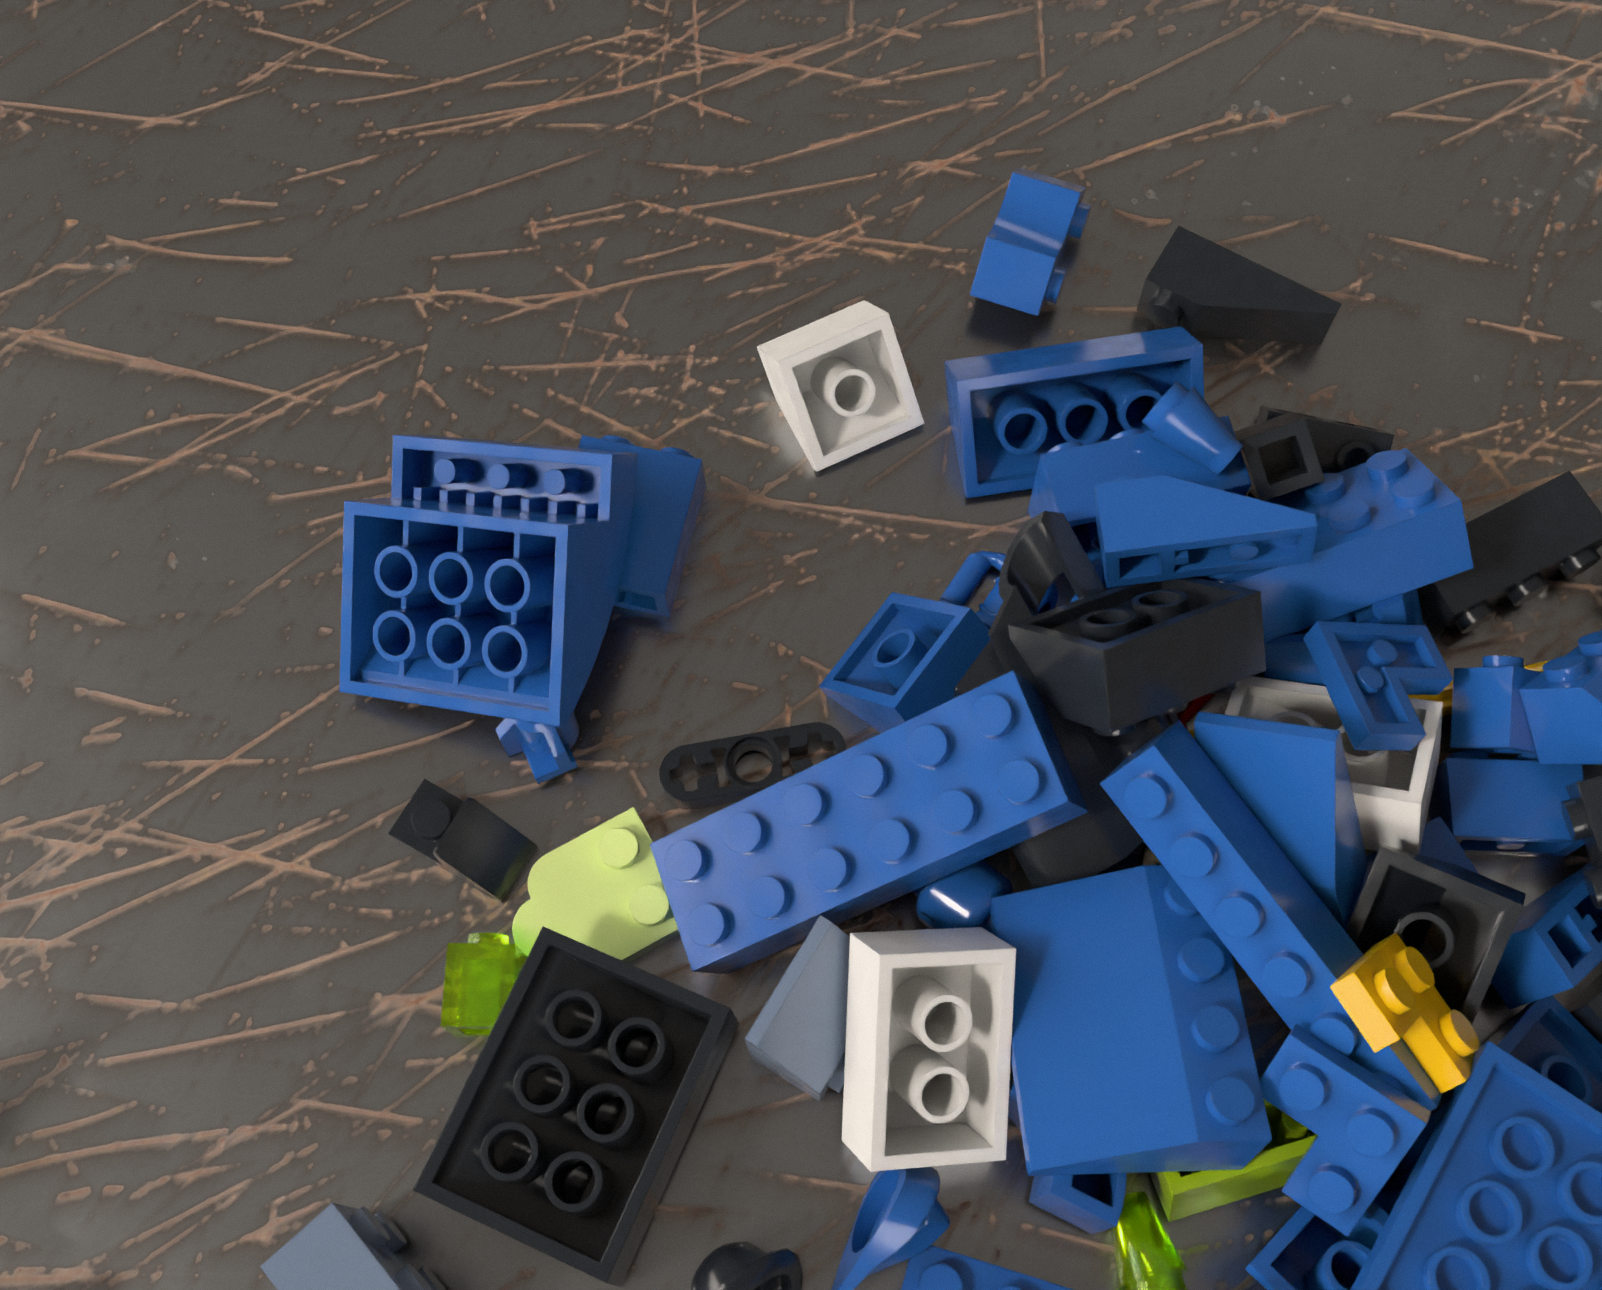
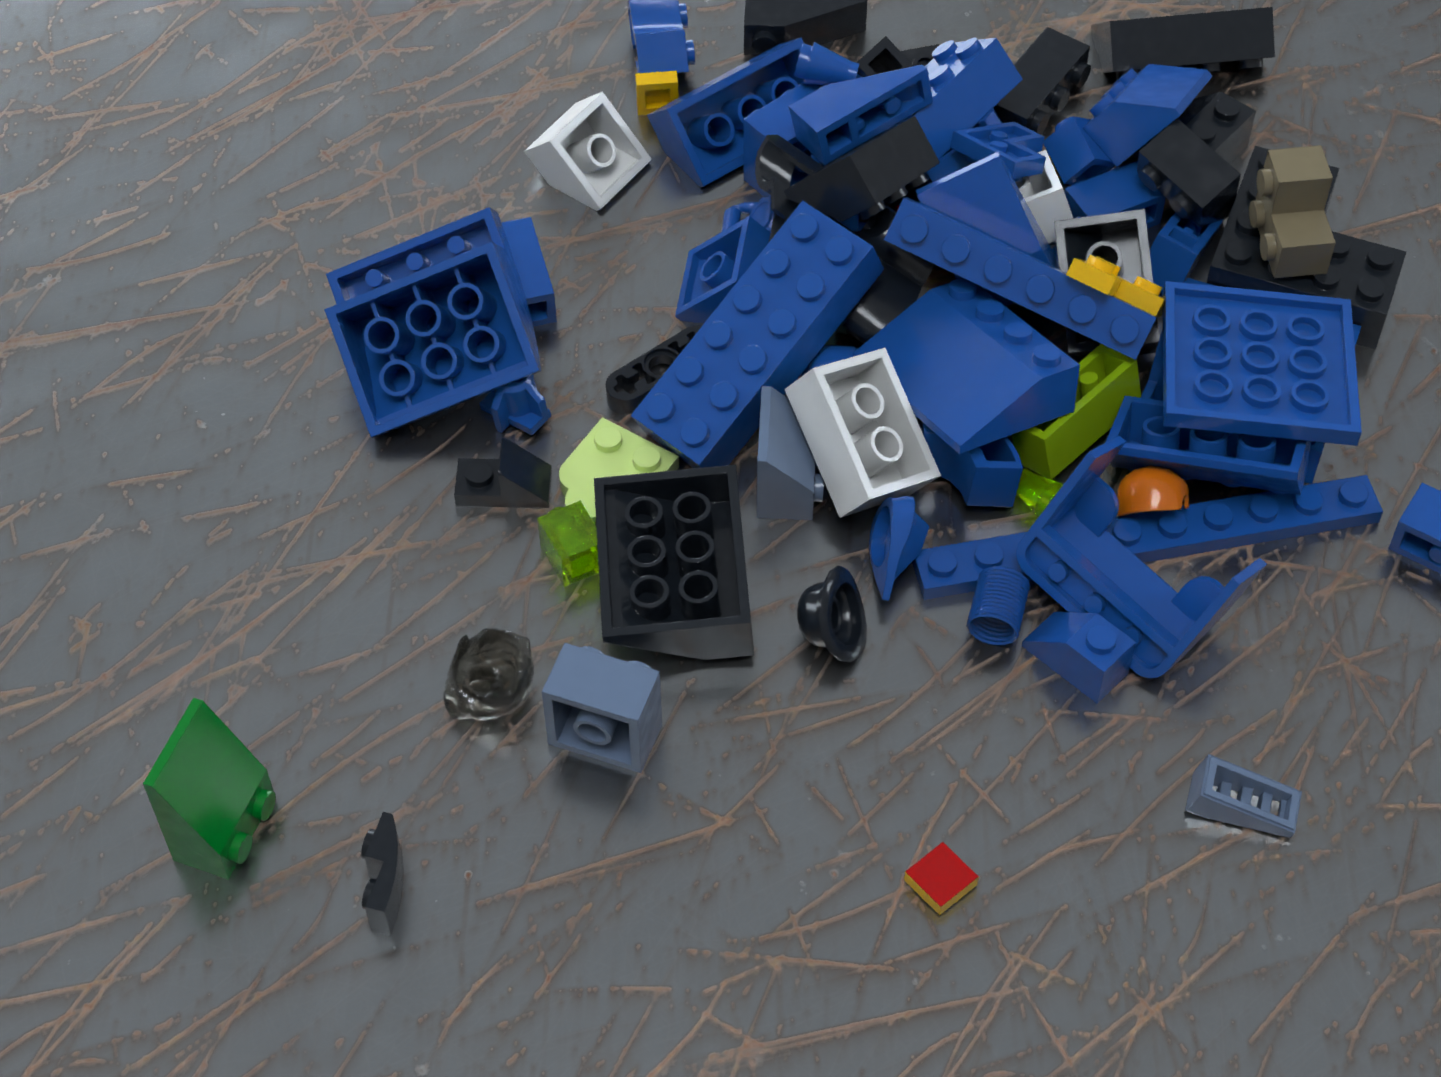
camera: 30 degrees left, 15 degrees down
(265, 1149) = (489, 675): none -> clear smoke hair
(980, 326) = (655, 90): none -> yellow plate
(1358, 1123) = (1122, 345): blue plate -> none

